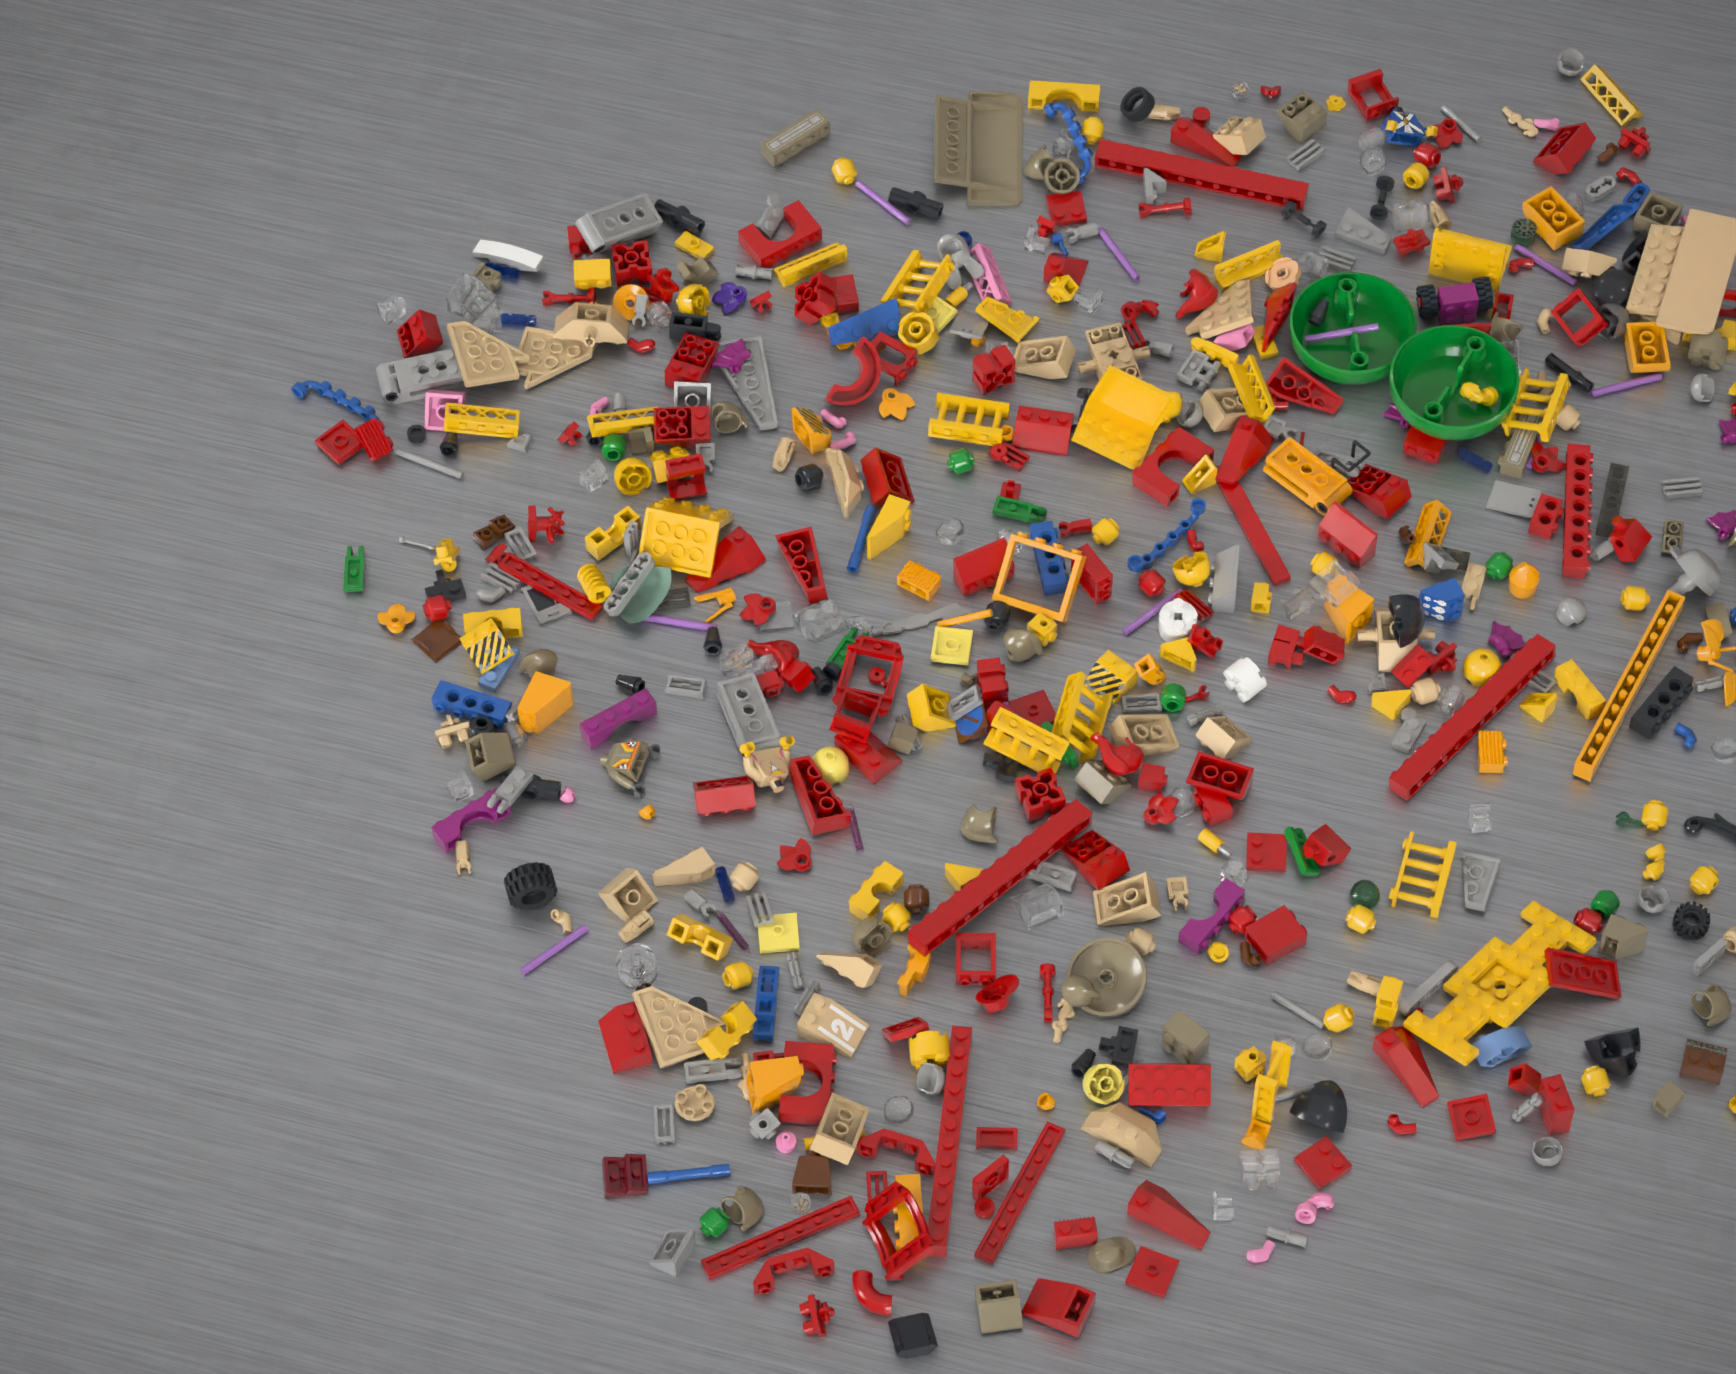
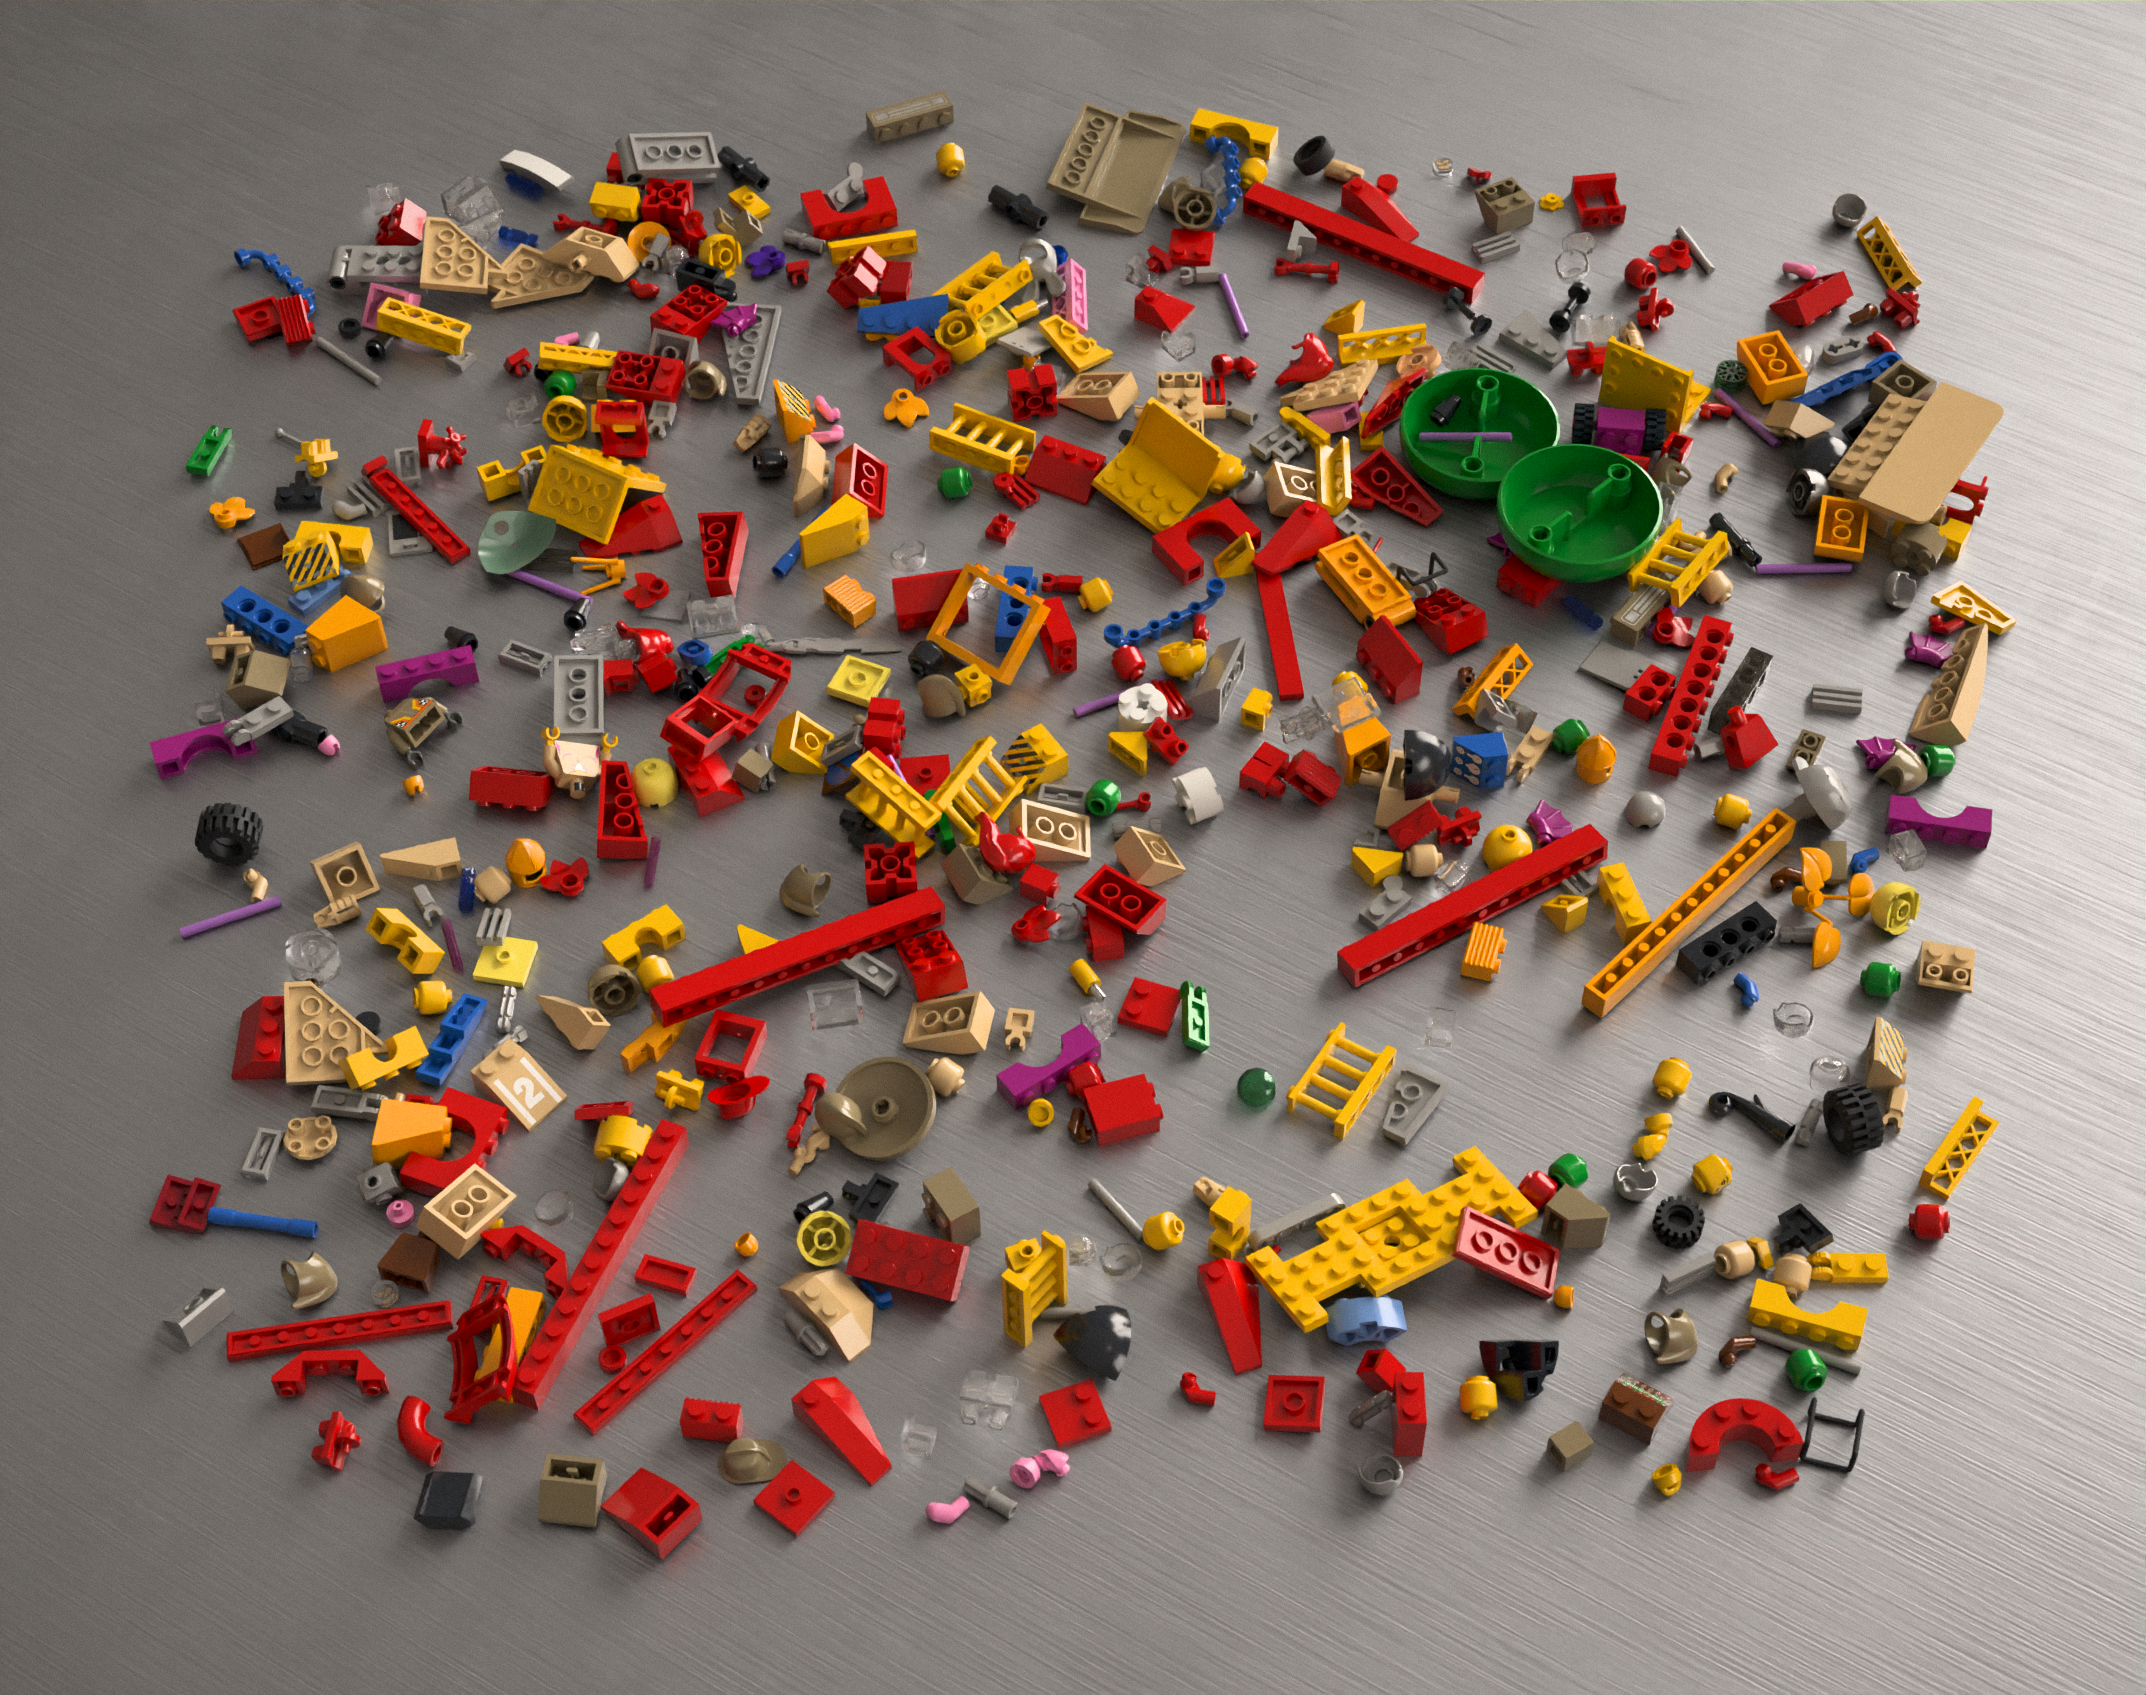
camera: 15 degrees right, 5 degrees down
(437, 608) = (278, 509): red head -> none
(463, 856) = (175, 786): tan bar -> none
(480, 725) = (263, 643): black head -> none
(488, 276) = (504, 187): dark tan brick -> none
(493, 532) = (384, 446): reddish brown slope -> none
(593, 583) = (467, 521): yellow piece -> none
(631, 585) = (487, 543): light grey beam -> none
(714, 1222) = (263, 1289): green head -> none
(761, 852) = (523, 859): none -> light orange helmet
(819, 652) = (695, 652): none -> blue plate
(867, 379) = (875, 376): red brick -> none
(901, 216) = (982, 201): medium lavender bar -> none
(916, 899) = (688, 958): reddish brown head -> none
(951, 1001) = (679, 1091): none -> yellow hips
(965, 618) = (885, 652): light orange bar -> none
(1018, 510) = (1001, 549): green hinge -> none
(1058, 239) = (1167, 276): blue hand -> none
(1062, 288) = (1149, 325): yellow brick -> none
(1150, 670) = (1084, 760): light orange leg -> none
(1240, 134) = (1423, 208): tan slope -> none
(1256, 1134) = (1002, 1354): light orange tile -> none
(1326, 847) = (1225, 1016): red torso -> none
(1342, 696) = (1315, 844): red arm -> none
(1360, 919) = (1239, 1115): yellow head -> none
(1405, 129) = (1622, 239): torso -> none
(1416, 175) = (1619, 292): yellow head -> none
(1487, 396) = (1617, 538): yellow arm -> none
(1526, 124) = (1774, 266): tan animal -> none
(1589, 330) = (1784, 489): red window -> none
(1625, 818) = (1630, 1072): clear green hand -> none
(1629, 994) = (1564, 1296): none -> light orange hinge

